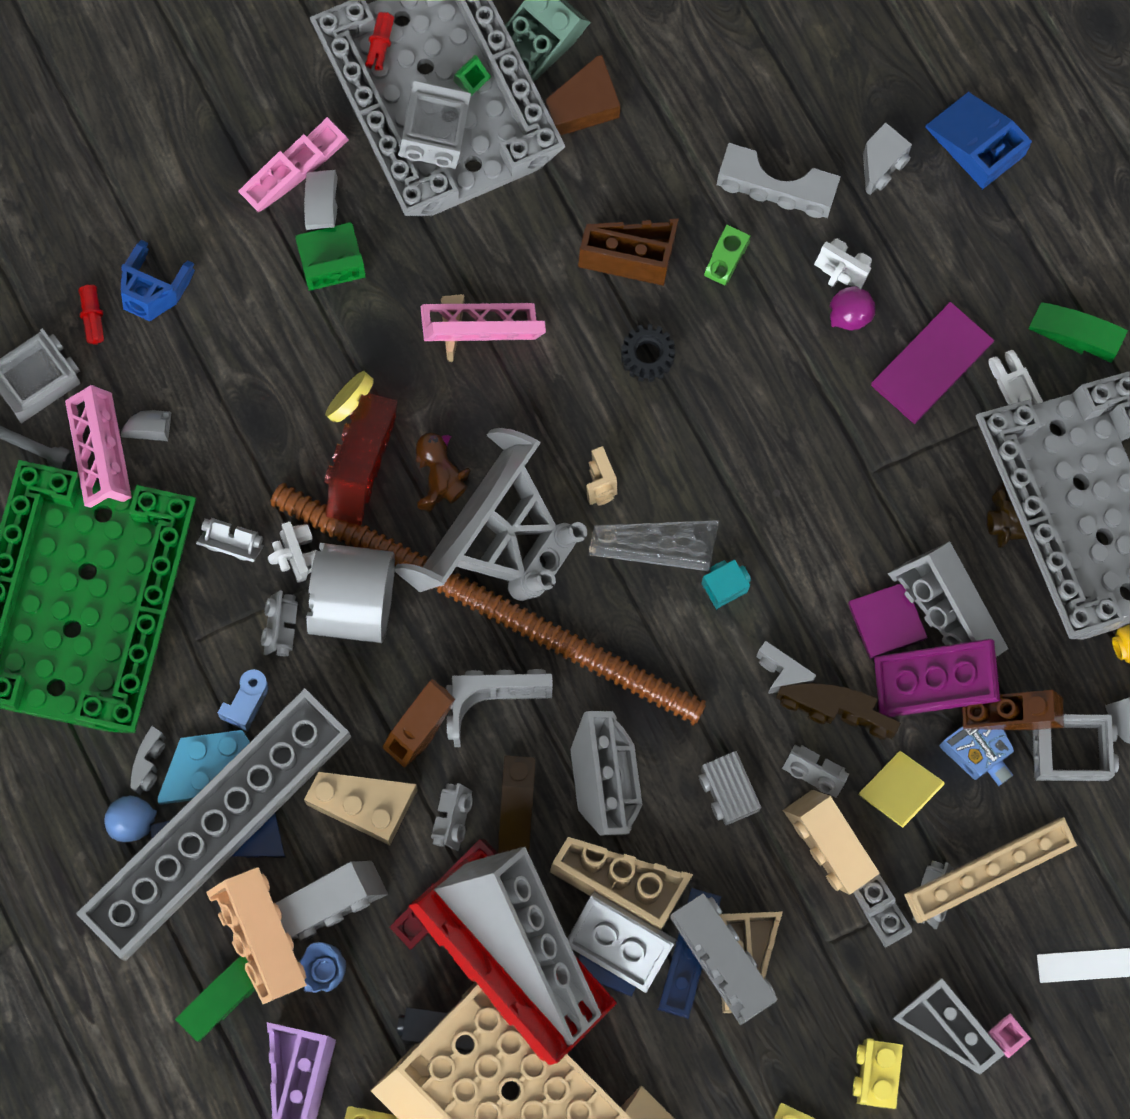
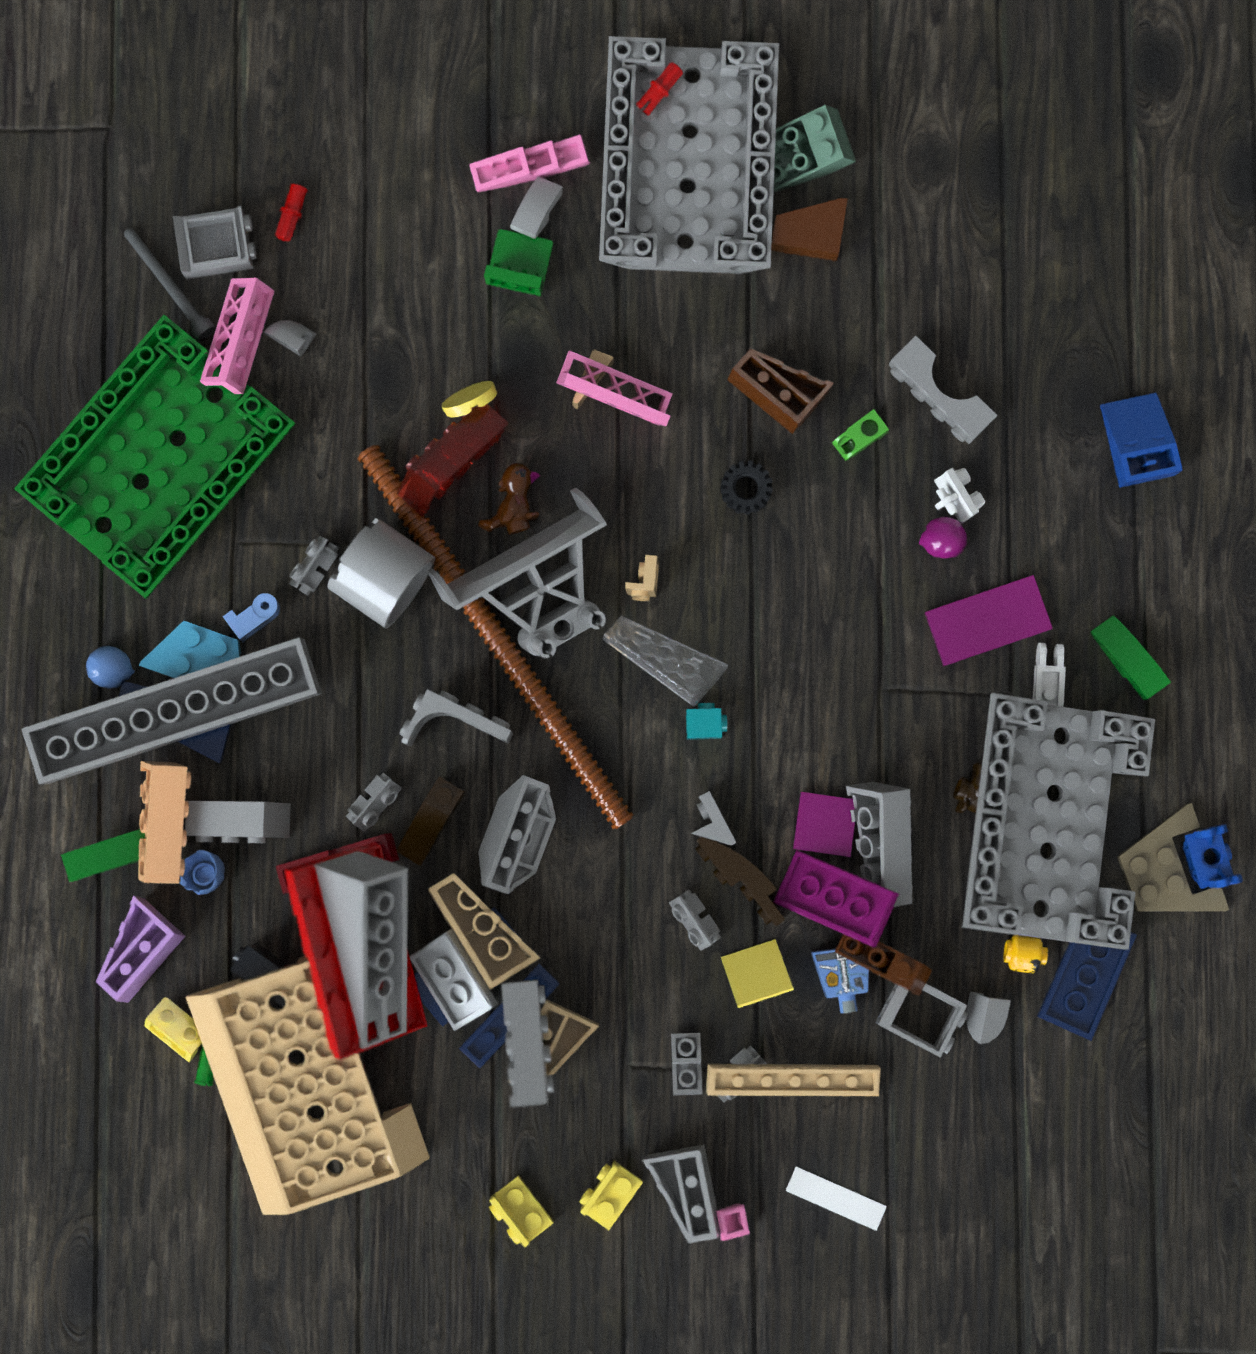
camera: 30 degrees right, 10 degrees up
(143, 771) = (140, 633): light grey slope -> none
(145, 294) = (342, 218): blue piece -> none
(243, 544) = (313, 480): light grey hinge -> none
(292, 539) = (361, 497): white hips -> none
(362, 803) = (303, 754): tan wedge -> none
(419, 724) = (381, 714): reddish brown slope -> none
(434, 124) = (664, 192): light grey window -> none
(471, 75) = (723, 161): green slope -> none
(729, 788) = (614, 898): light grey brick -> none
(831, 841) = (673, 986): tan wedge -> none
(882, 155) = (1047, 413): light grey slope -> none

